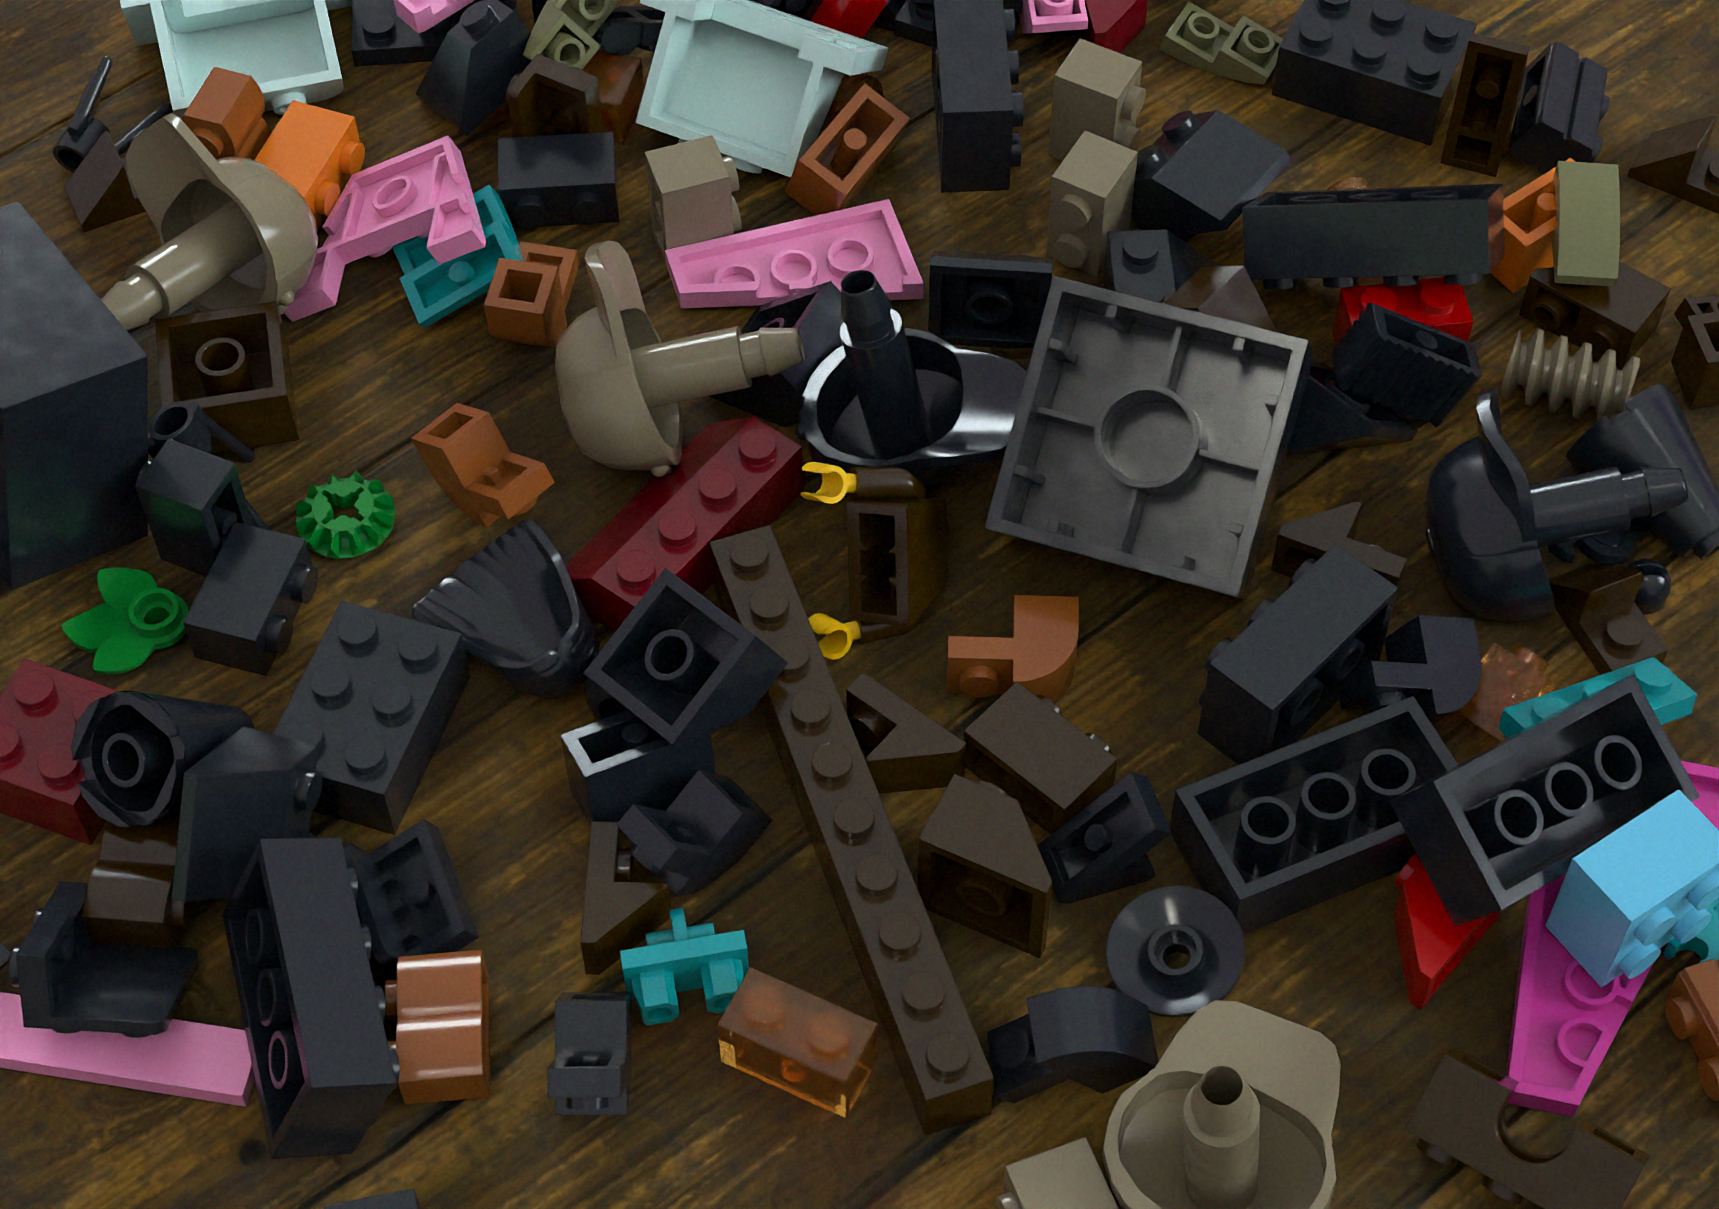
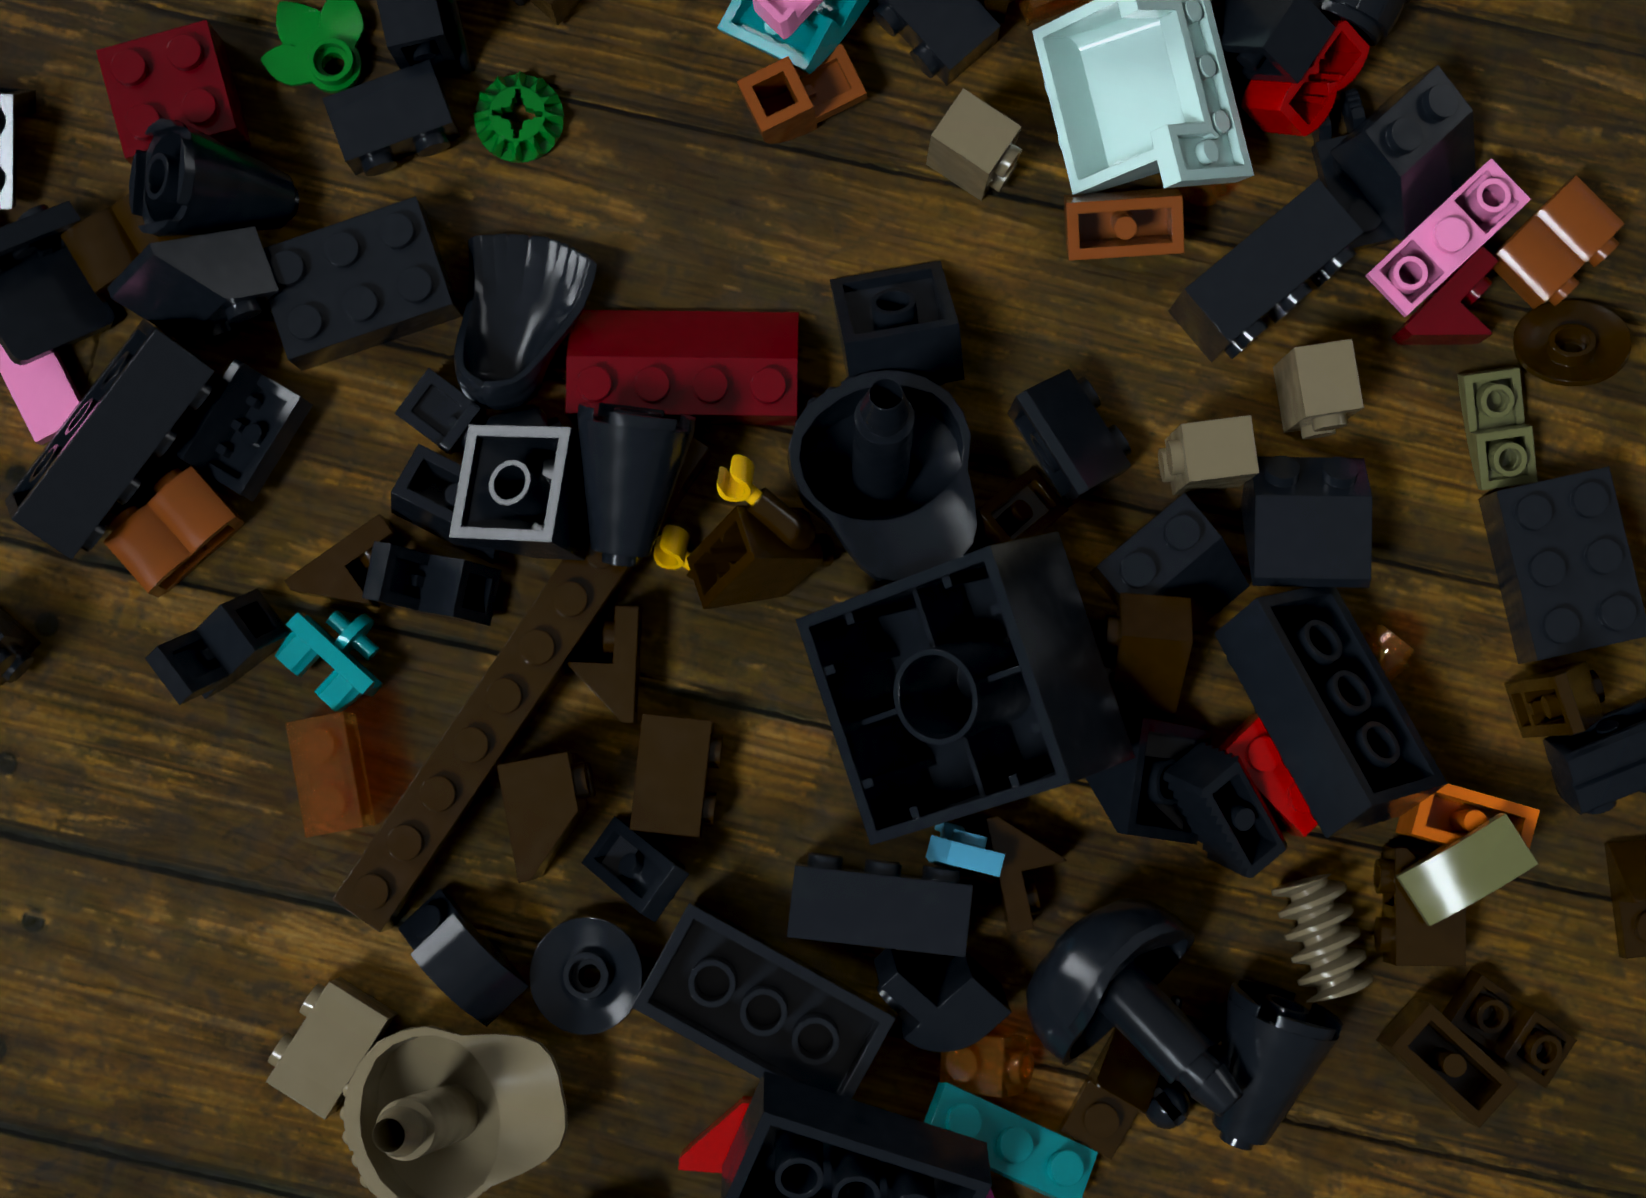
camera: 50 degrees right, 30 degrees up
(478, 468) = (616, 189): dark orange brick -> none
(533, 727) = (440, 412): none -> black bracket
(627, 385) = (756, 248): dark tan piece -> none
(744, 558) = (629, 475): none -> black cone
(795, 256) = (1002, 265): bright pink wing -> none
(1036, 656) = (758, 715): dark orange brick -> none
(1288, 556) = (963, 850): none -> medium azure plate

